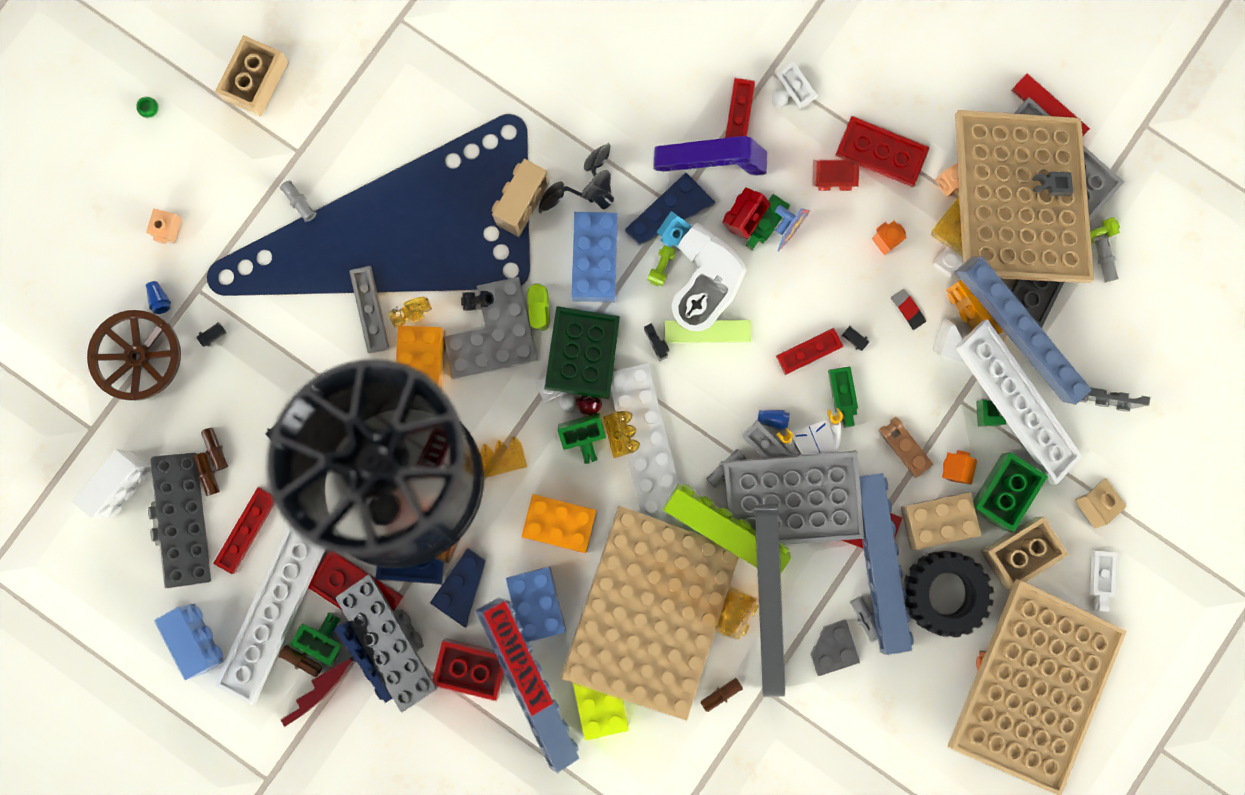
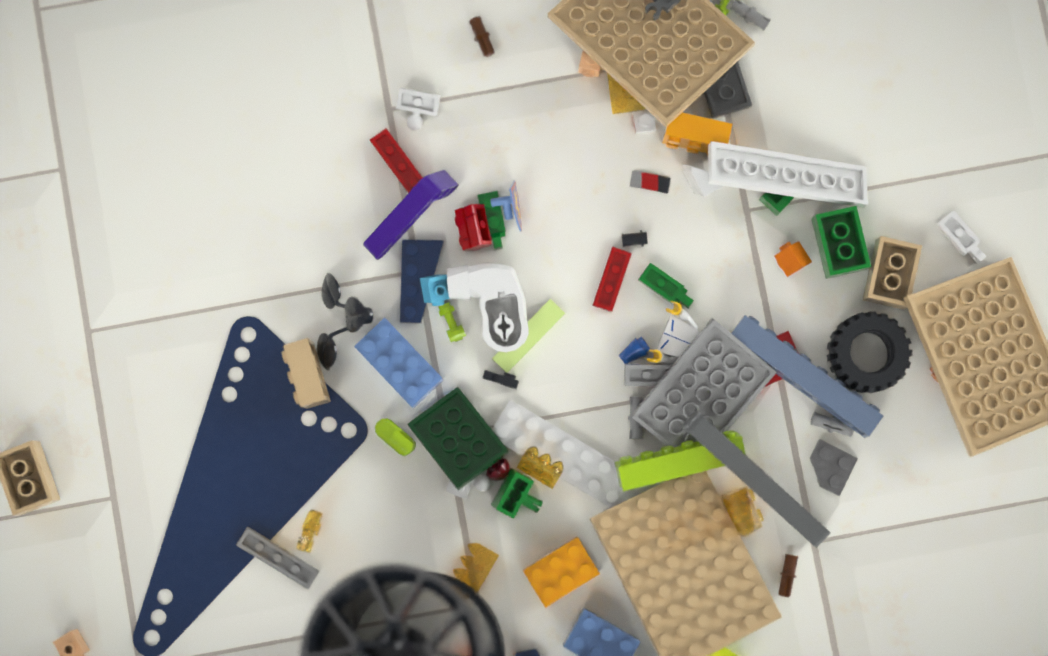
camera: 40 degrees left, 0 degrees up
(298, 201) = (149, 533): light grey pin -> none
(422, 350) = (346, 551): light orange brick -> none
(429, 448) = (420, 619): dark red slope -> none
(470, 301) = (342, 481): black bar -> none
(503, 341) = (393, 484): light grey plate -> none
(835, 174) = (507, 138): clear red piece -> none
(882, 151) = (522, 89): red tile -> none
(889, 236) = (587, 145): orange brick -> none
(890, 84) = (482, 36): none -> reddish brown axle
(906, 447) = (743, 280): medium nougat plate -> none
(940, 521) = (815, 307): tan brick -> none
(1023, 330) = (741, 125): sand blue brick -> none
(1101, 504) = (910, 186): tan piece -> none
(1116, 399) = (857, 103): dark grey wing -> none

